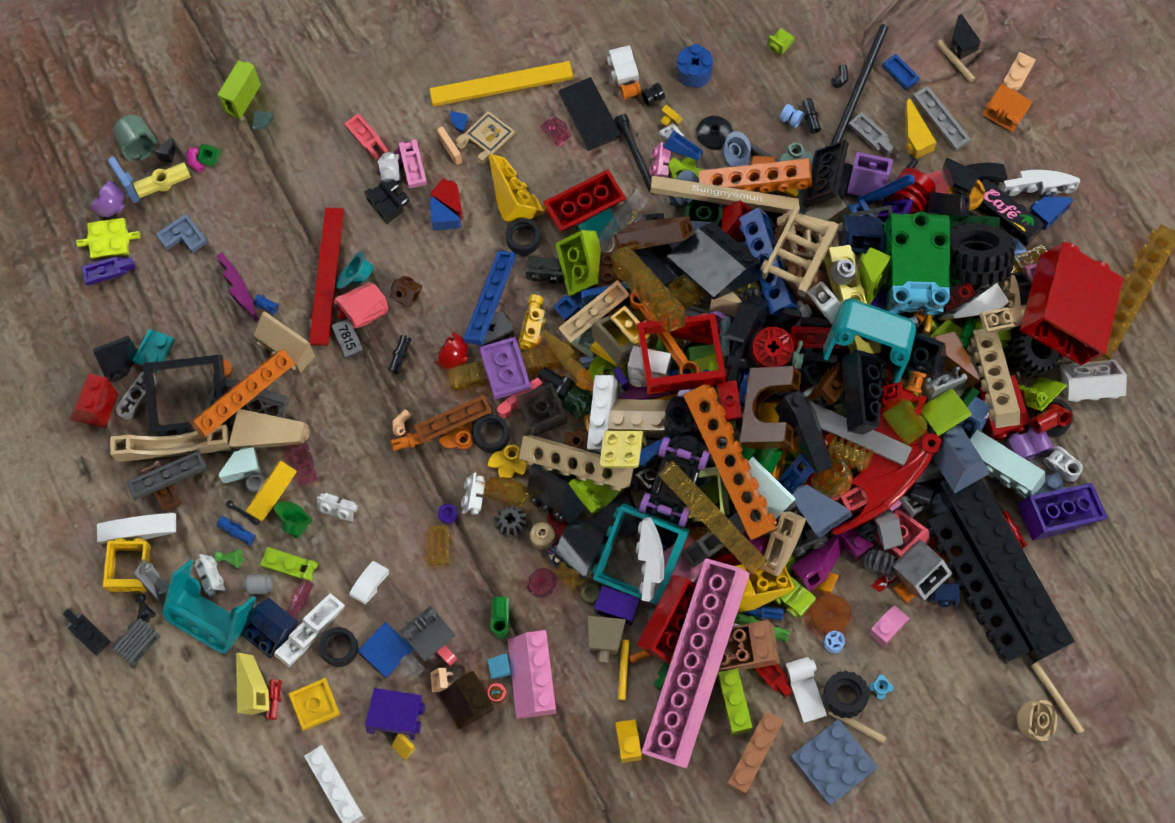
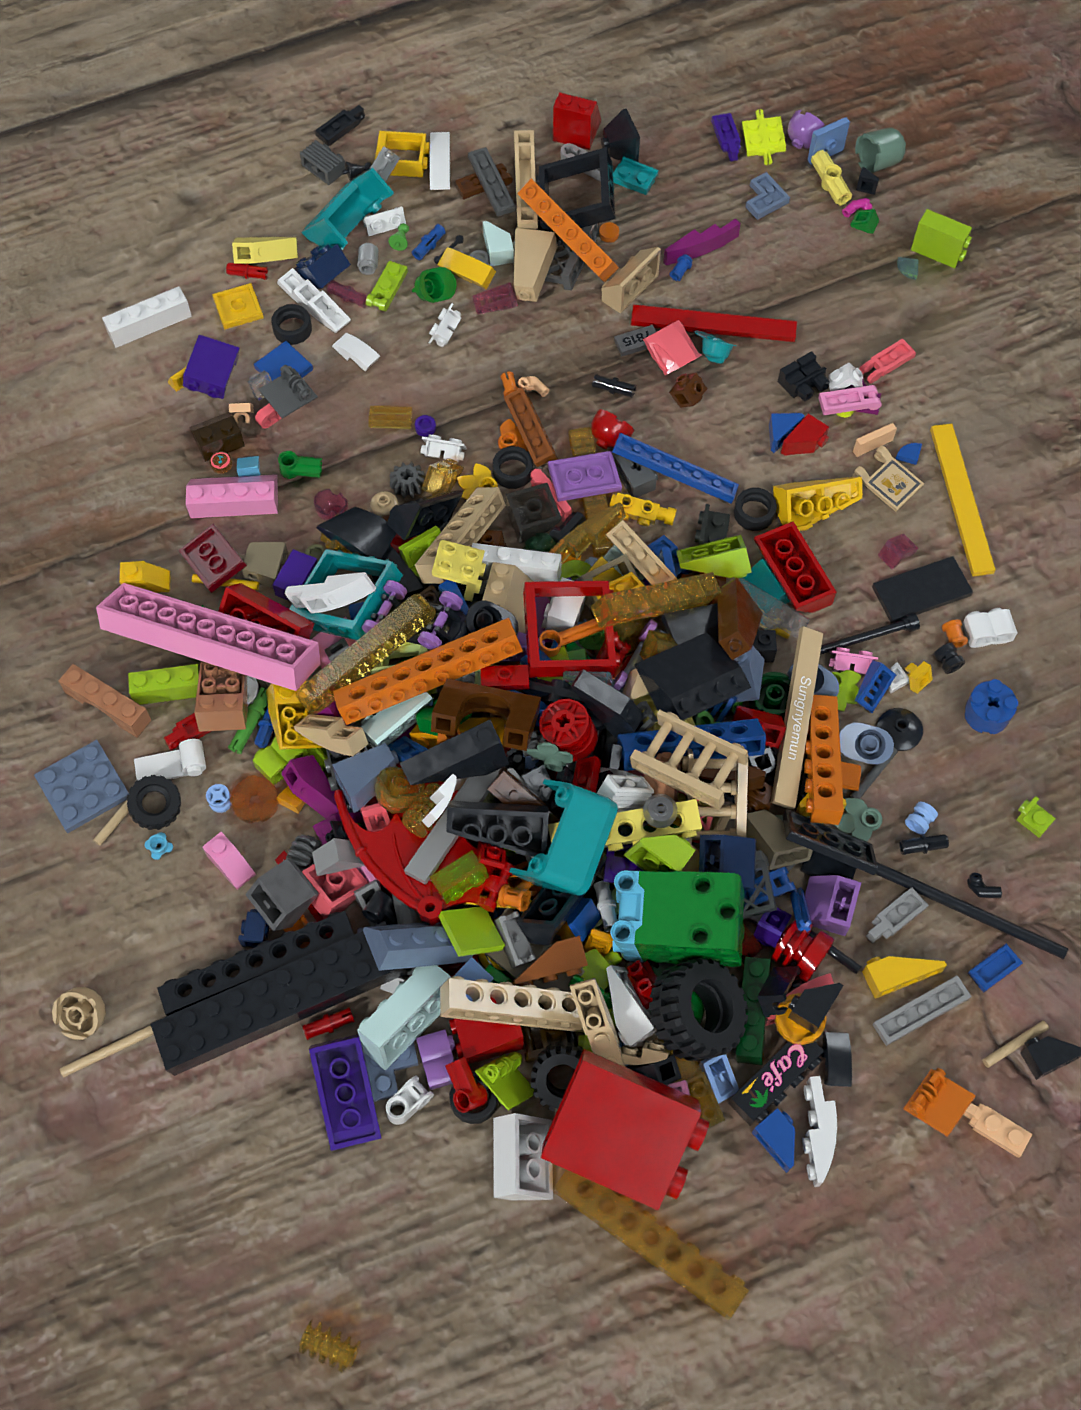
camera: 90 degrees right, 5 degrees down
(605, 680) = (212, 558): none -> tile
(845, 434) = (441, 799): none -> white slope

